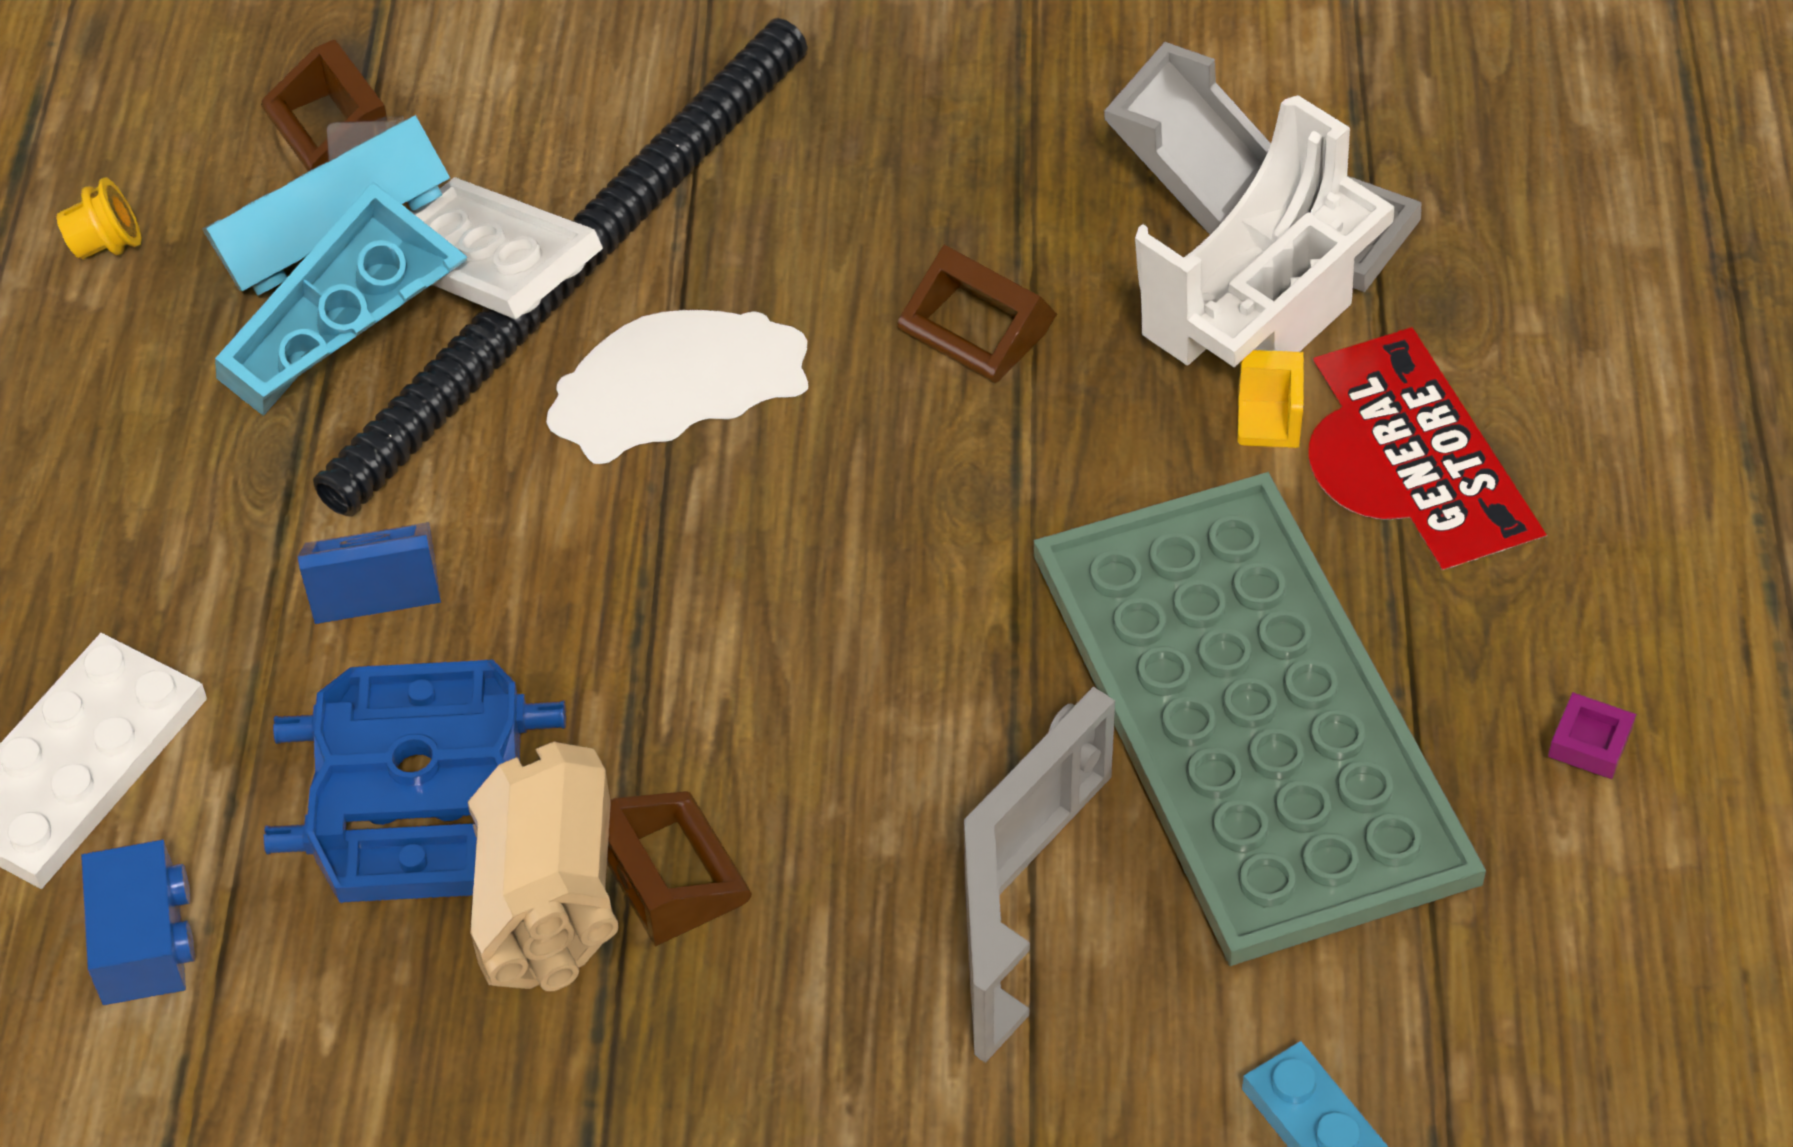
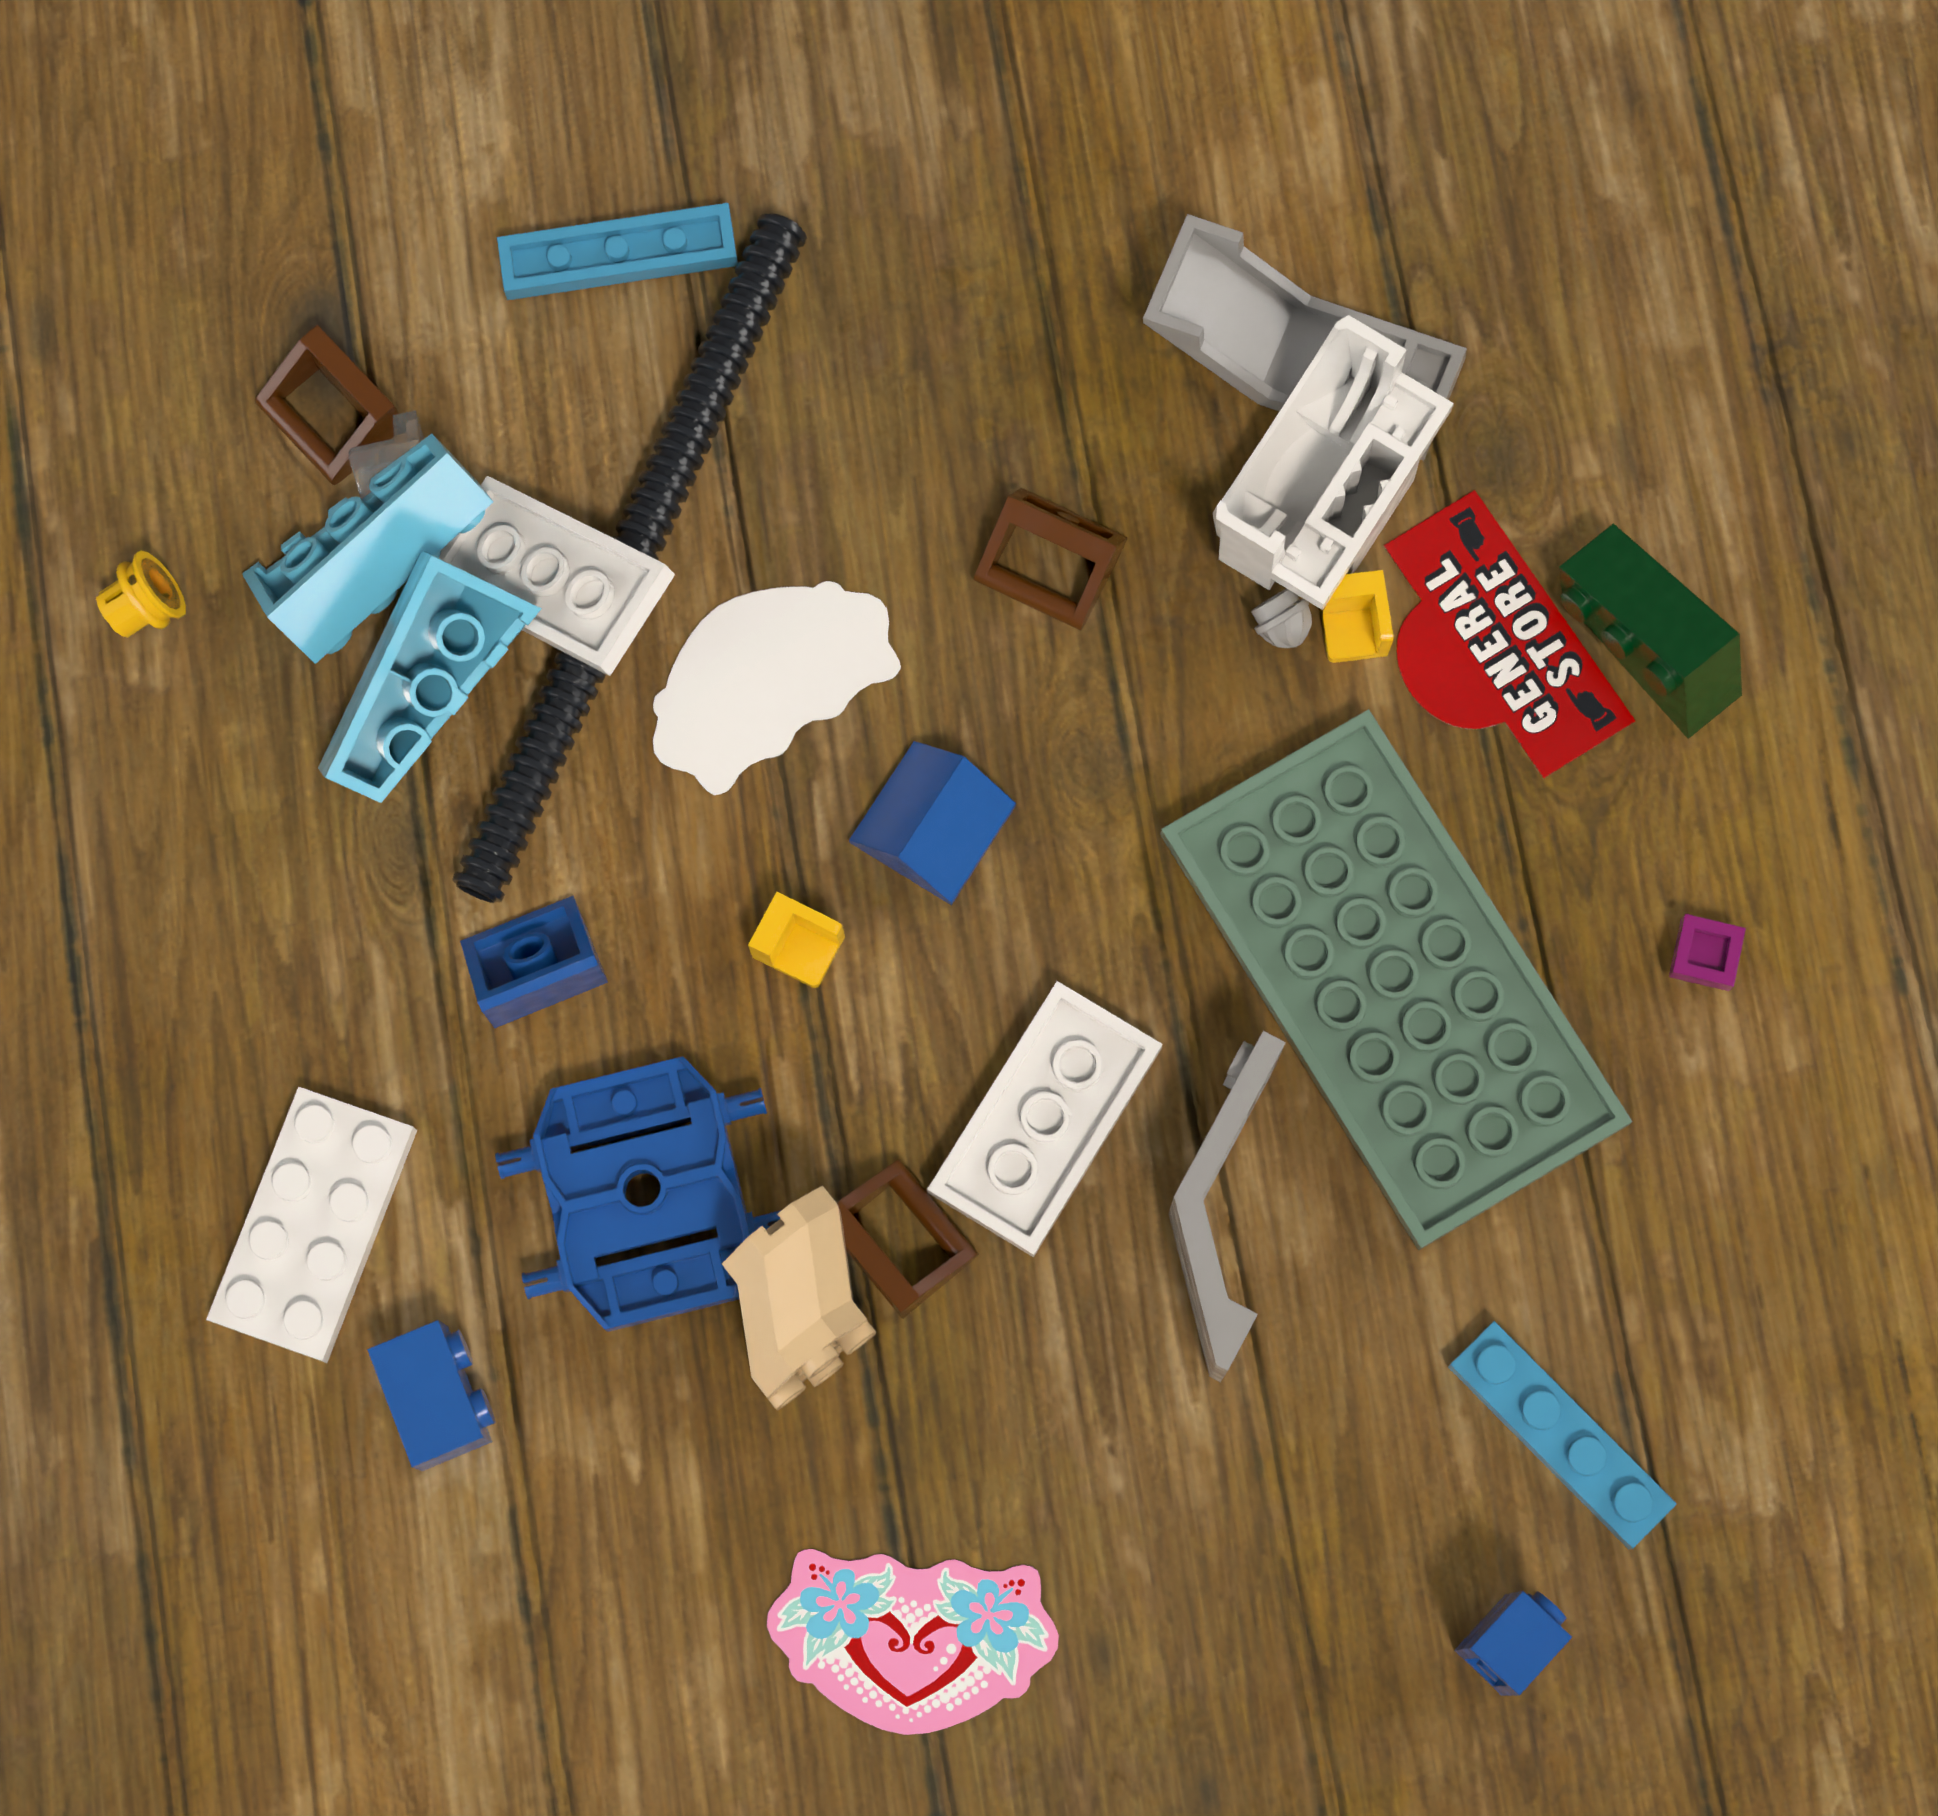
camera: 10 degrees left, 25 degrees up
(628, 37) = (617, 251): none -> dark azure plate
(638, 582) = (796, 940): none -> yellow panel
(809, 510) = (934, 820): none -> blue slope
(851, 778) = (1045, 1119): none -> white plate
(1196, 390) = (1283, 619): none -> light grey plate
(1579, 448) = (1654, 628): none -> dark green wedge

